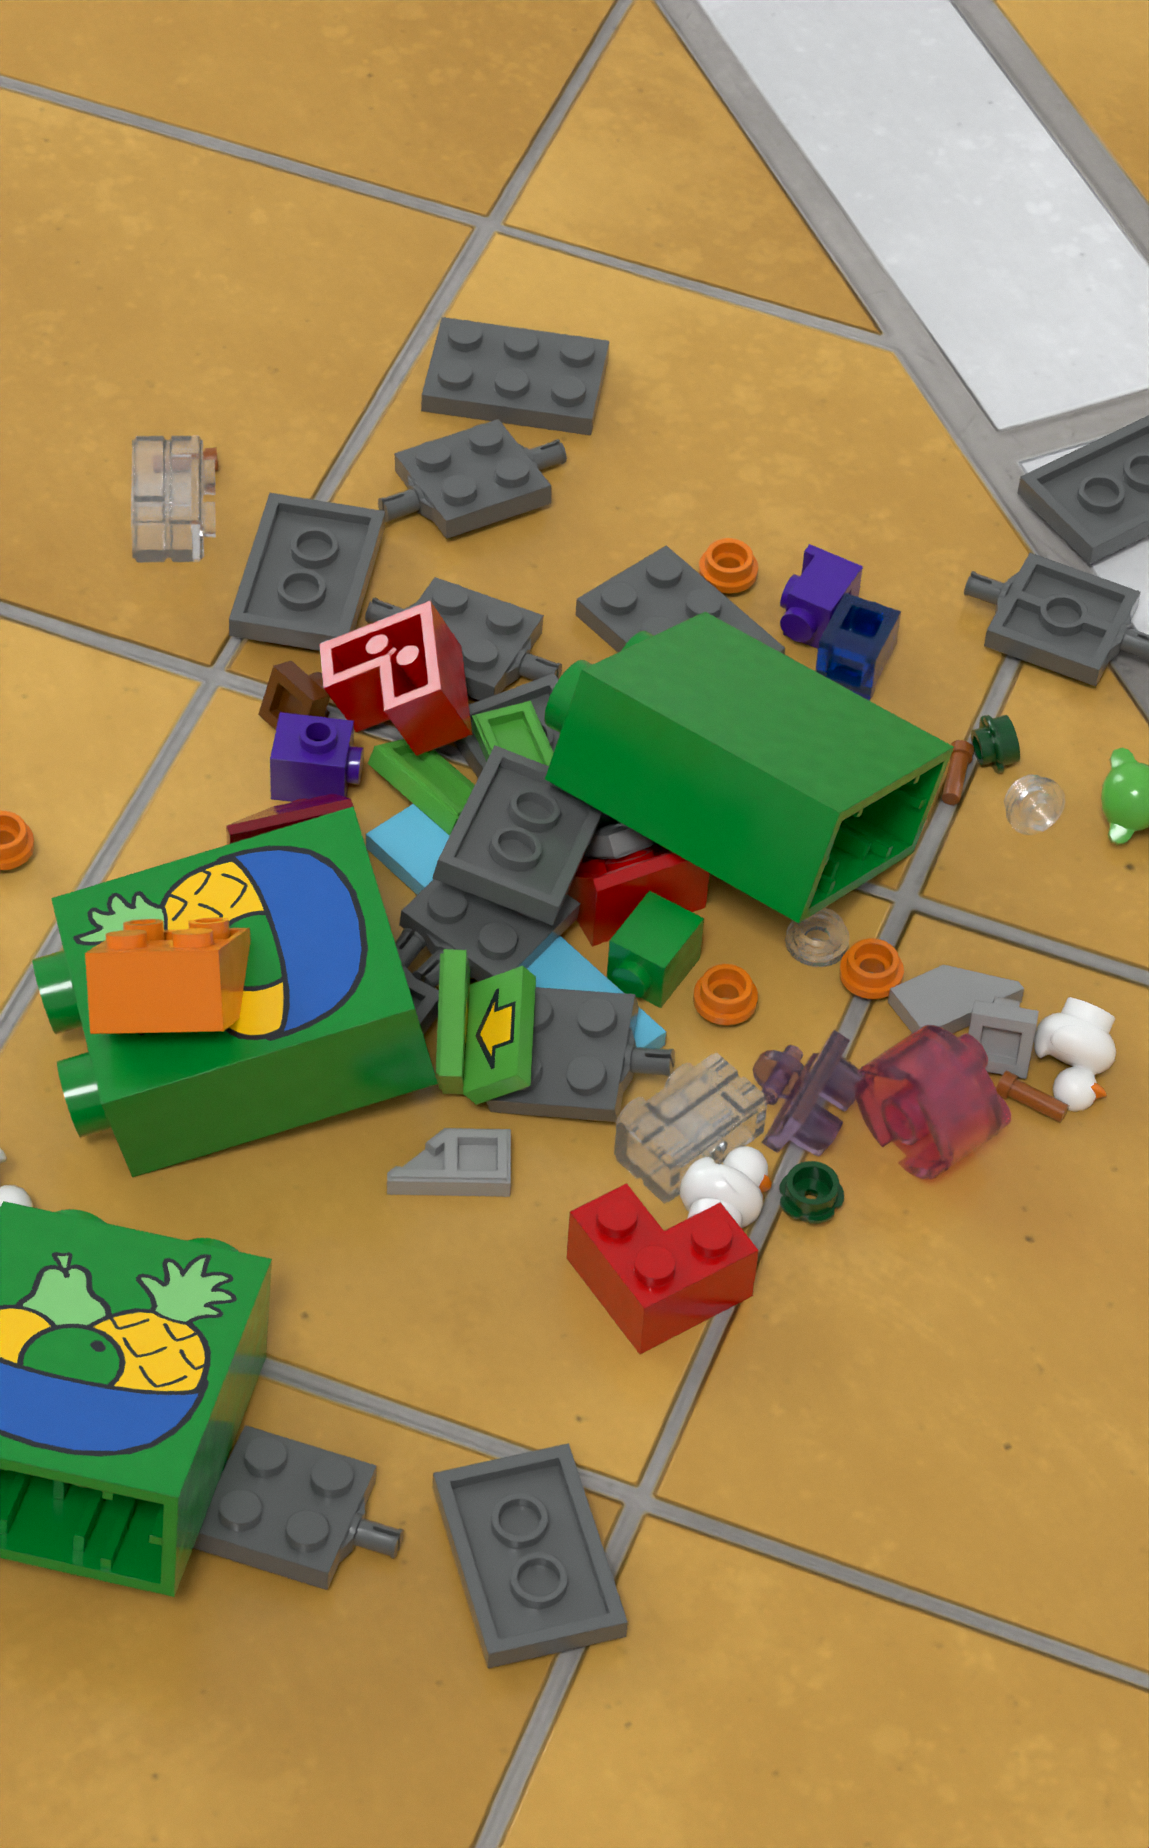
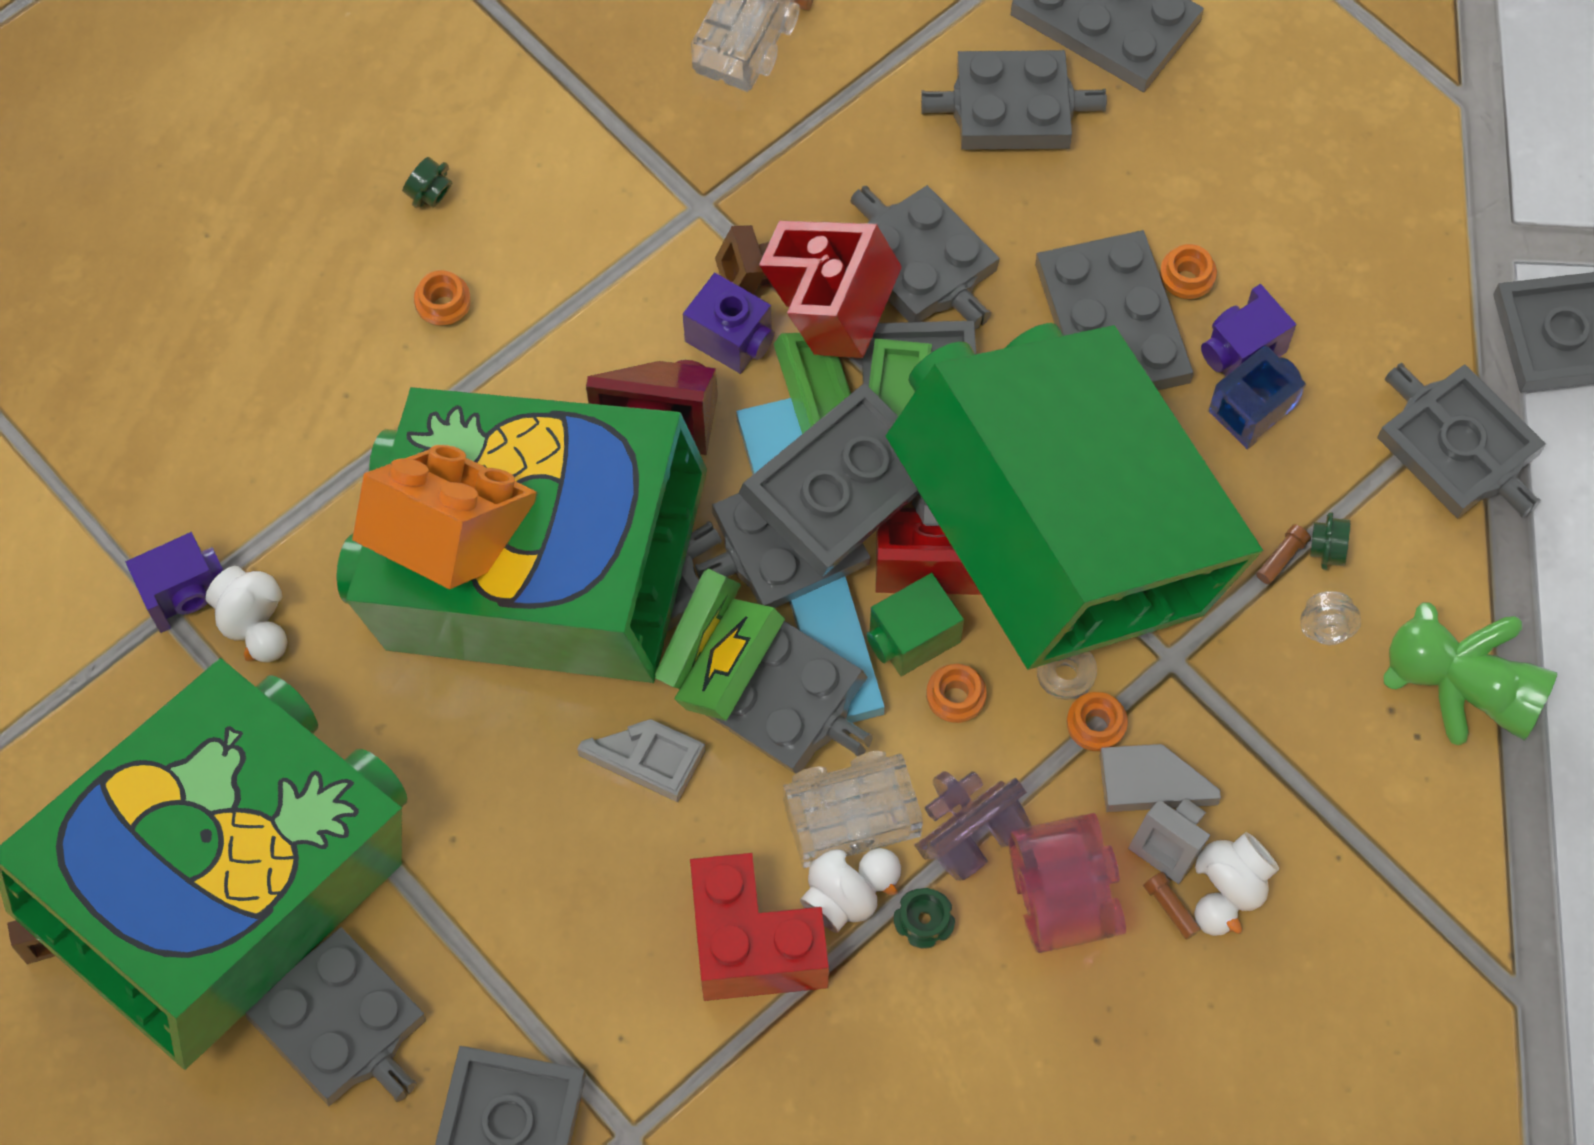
camera: 30 degrees right, 15 degrees up
(306, 572) = (822, 140): dark grey plate -> none

